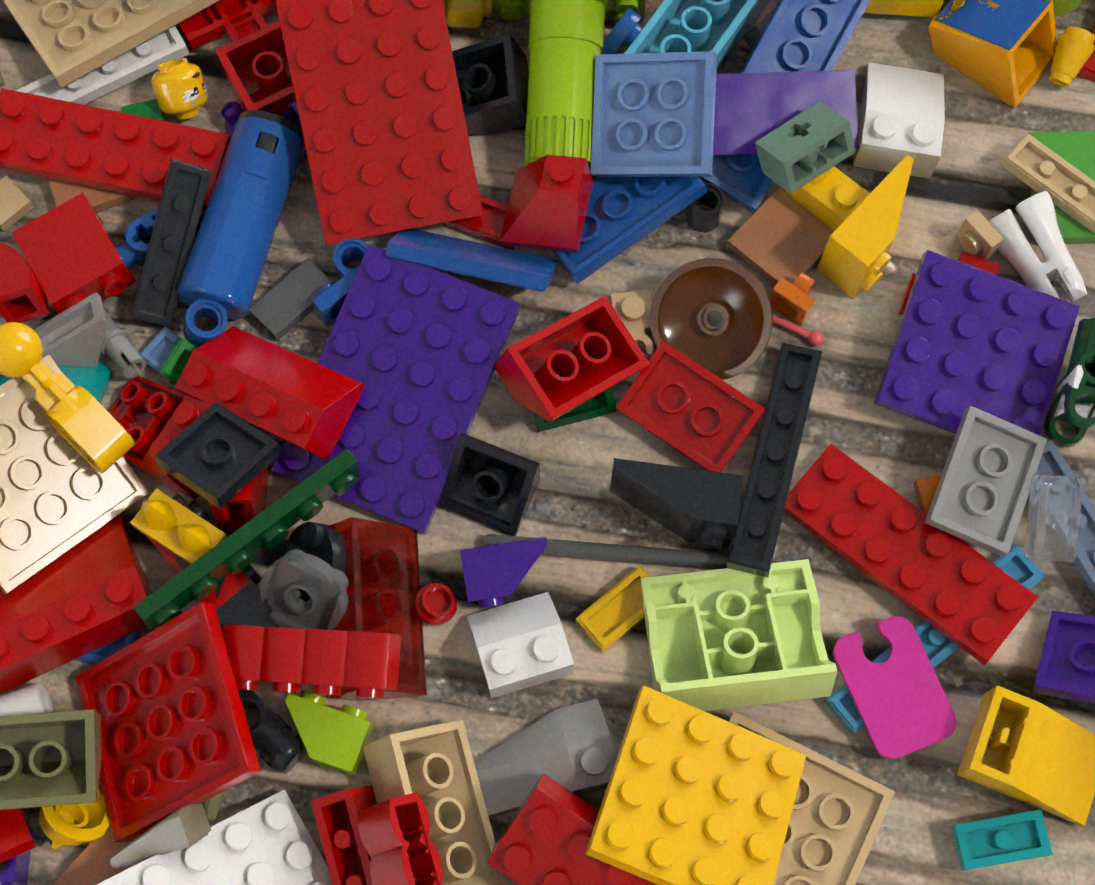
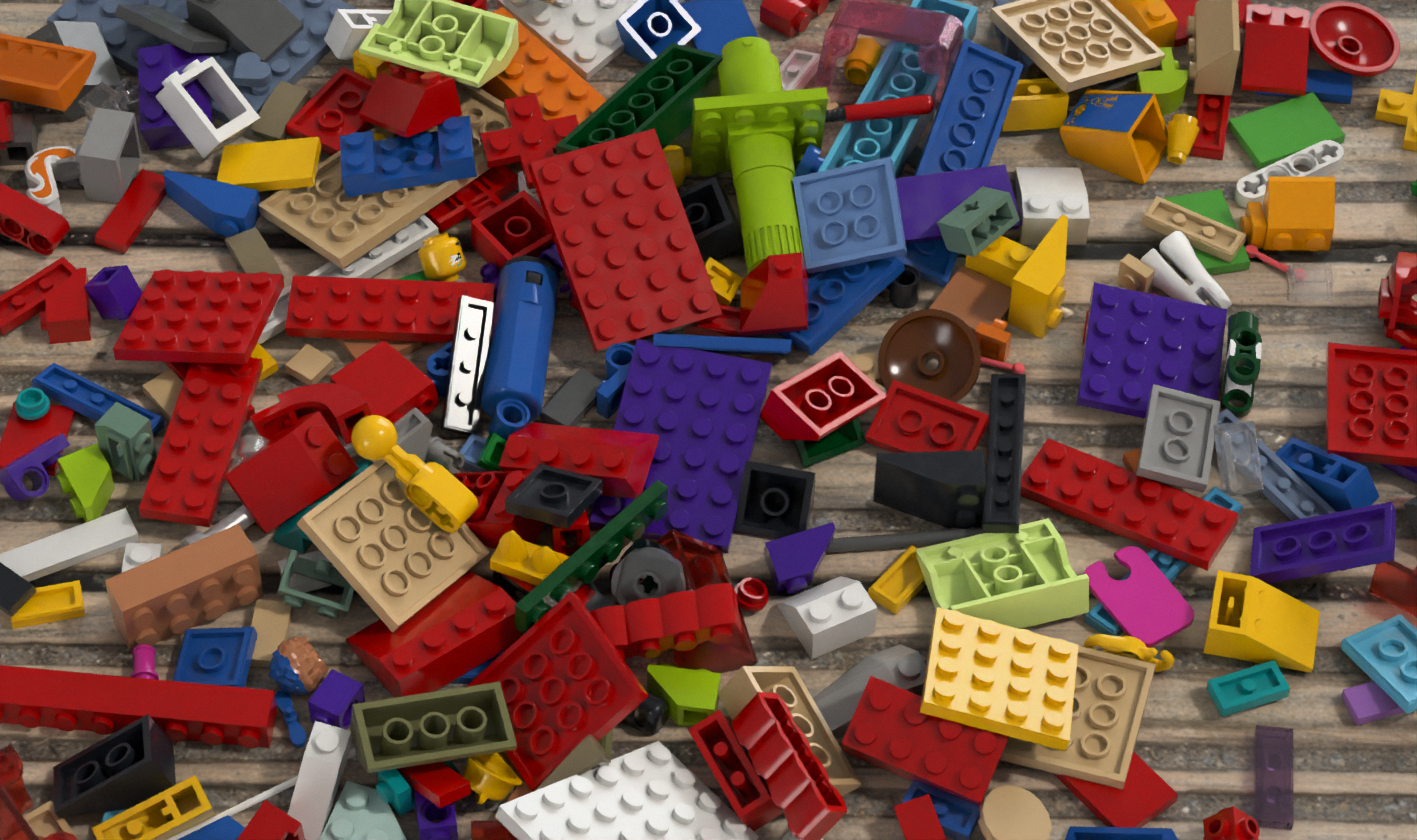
camera: 10 degrees left, 20 degrees down
(492, 167) = (723, 281): none -> yellow bracket
(867, 764) = (1119, 645): none -> yellow piece

